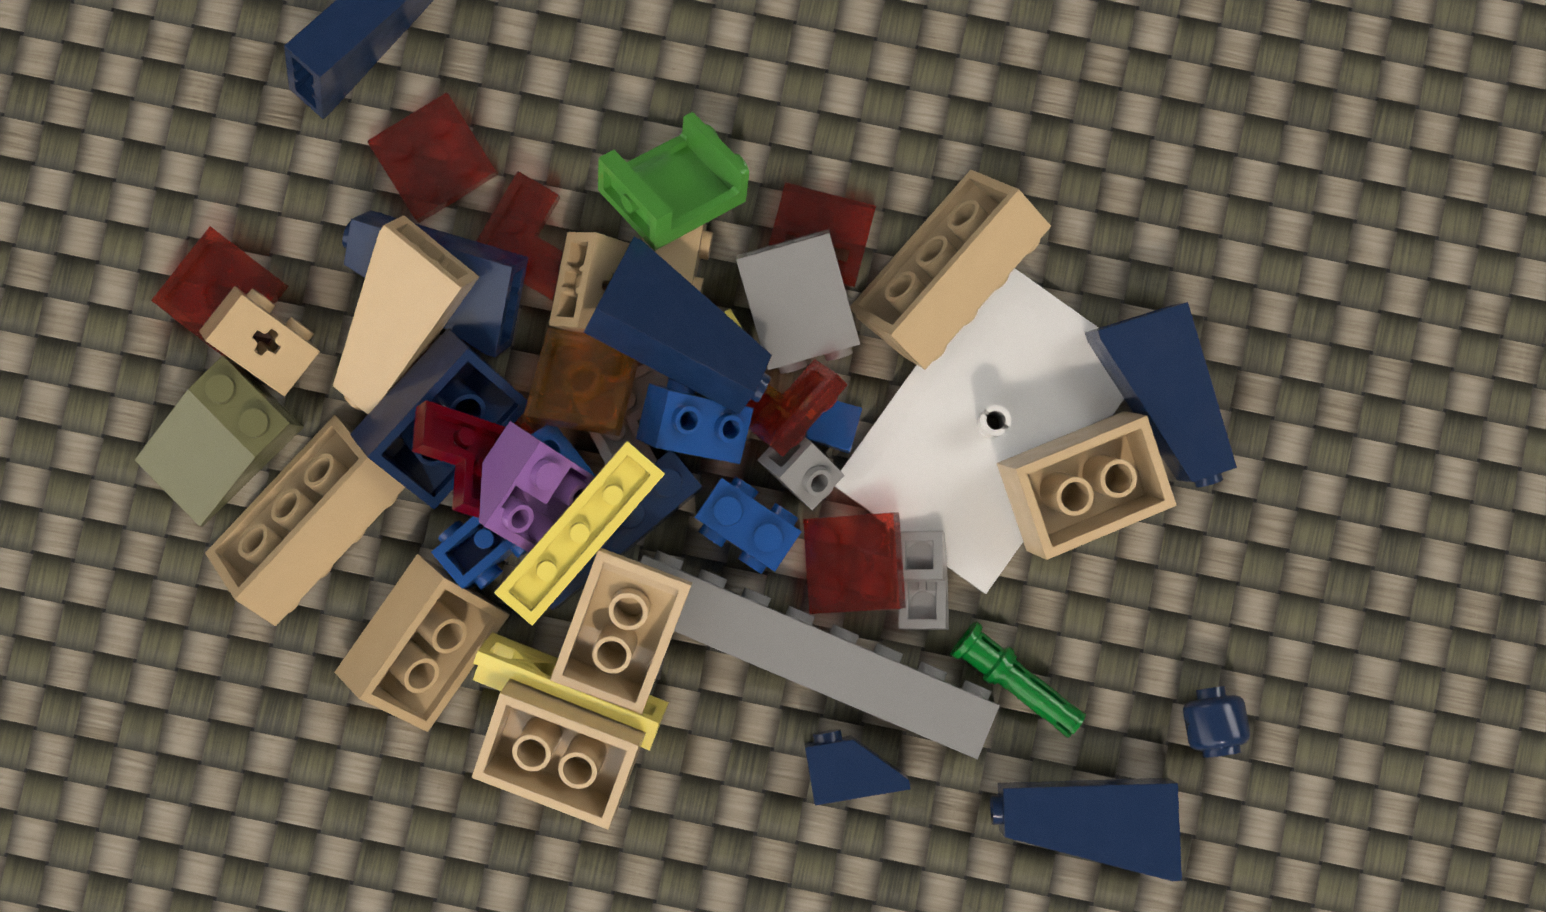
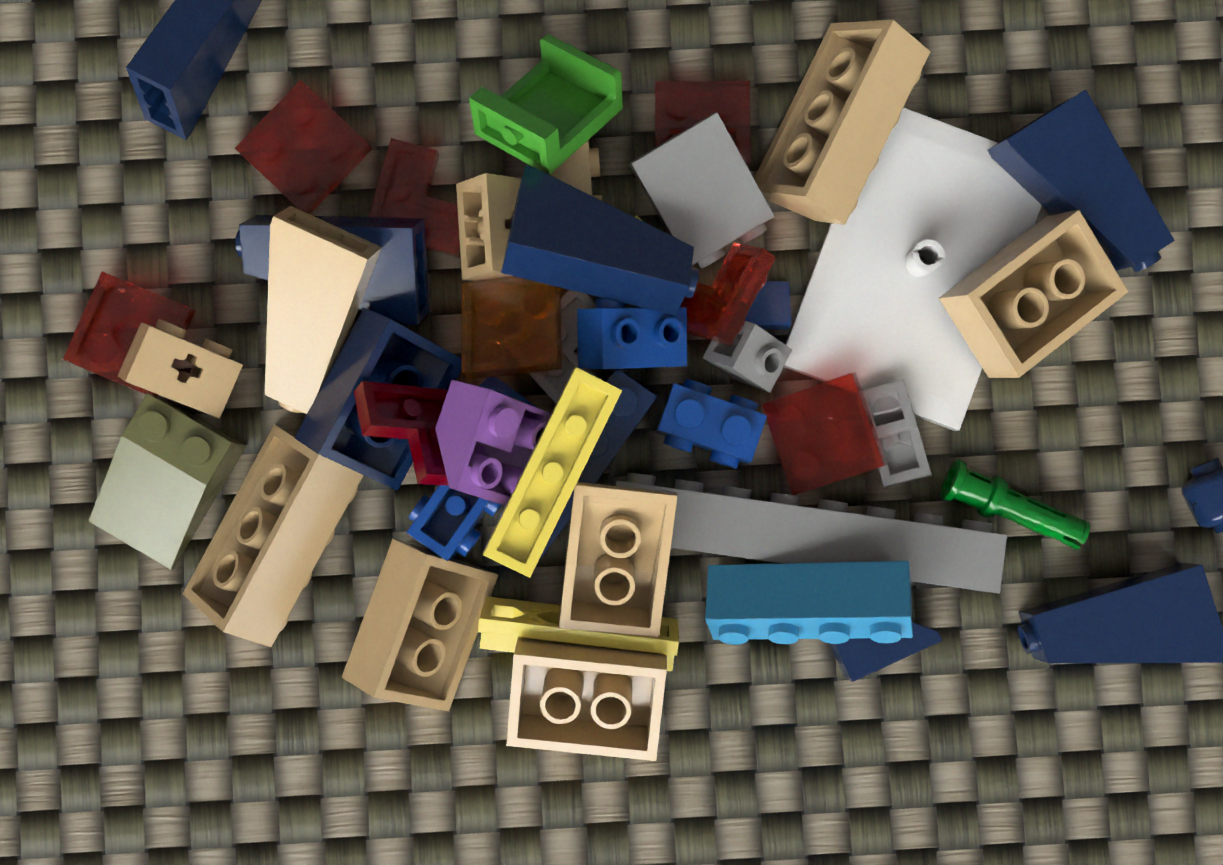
camera: 15 degrees left, 0 degrees up
(794, 719) = (810, 602): none -> dark azure brick

